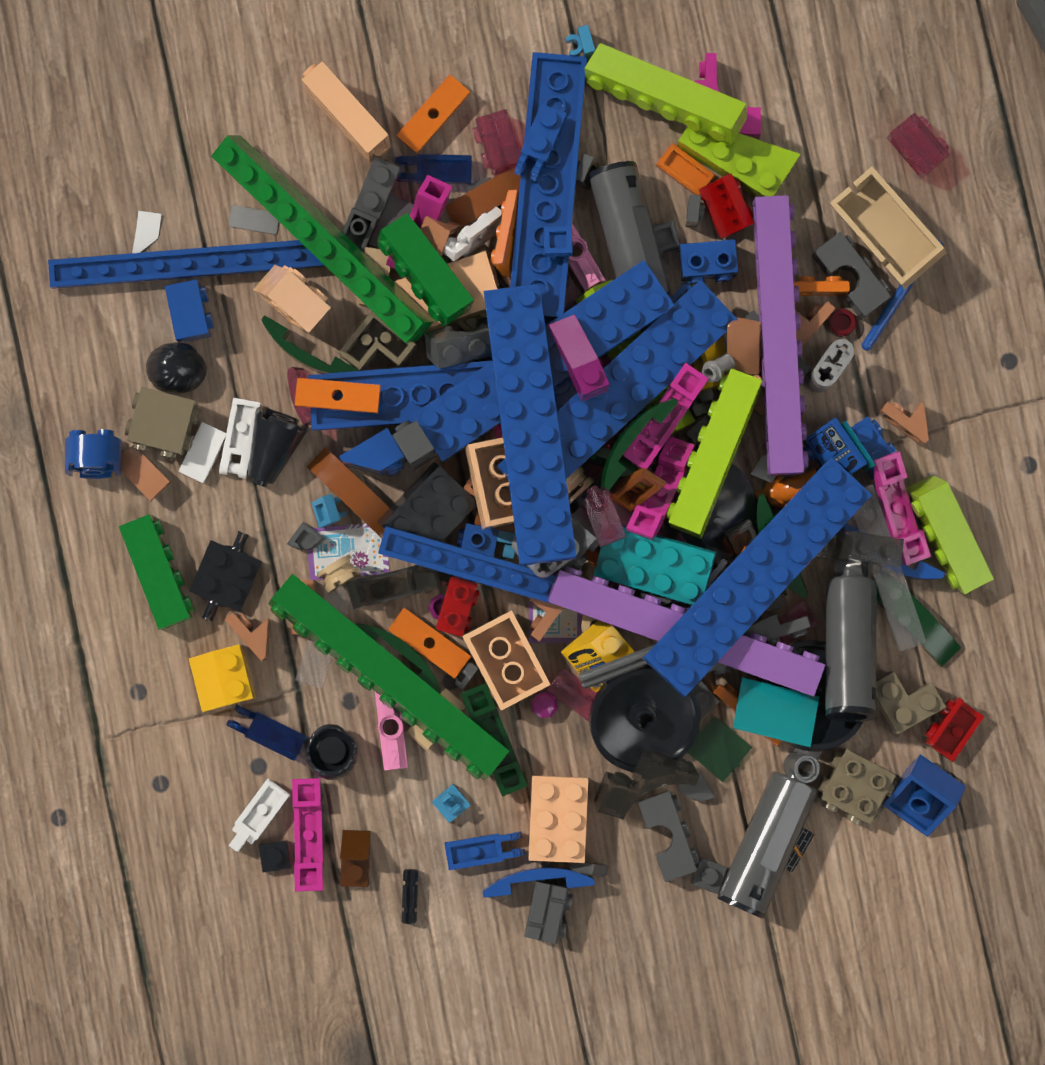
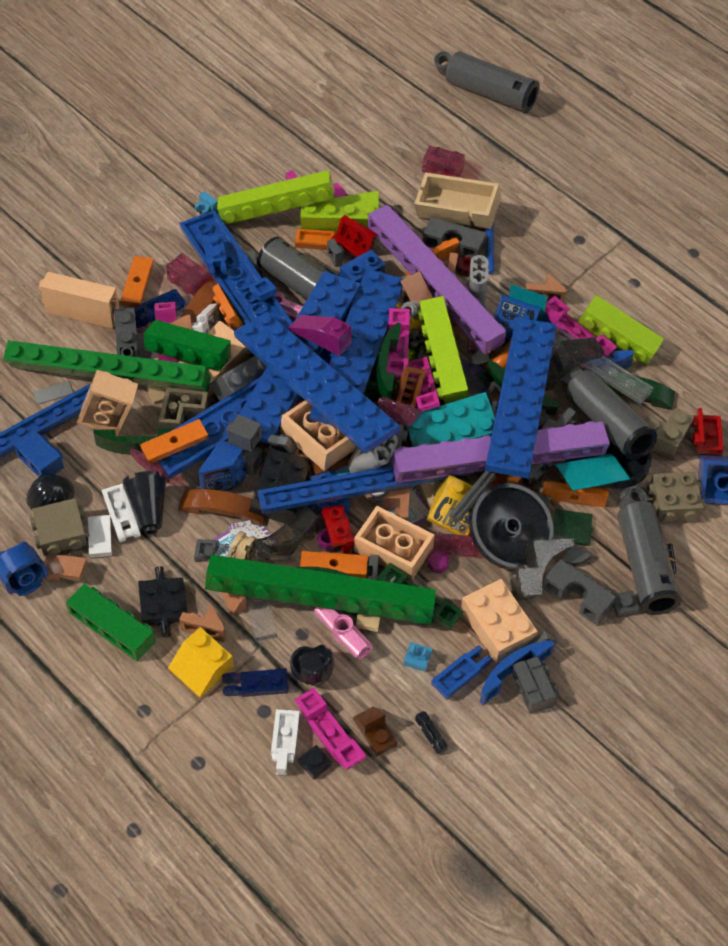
camera: 30 degrees left, 30 degrees down
(326, 510) = (209, 523): dark azure tile -> none
(456, 470) = (282, 442): none -> dark grey plate

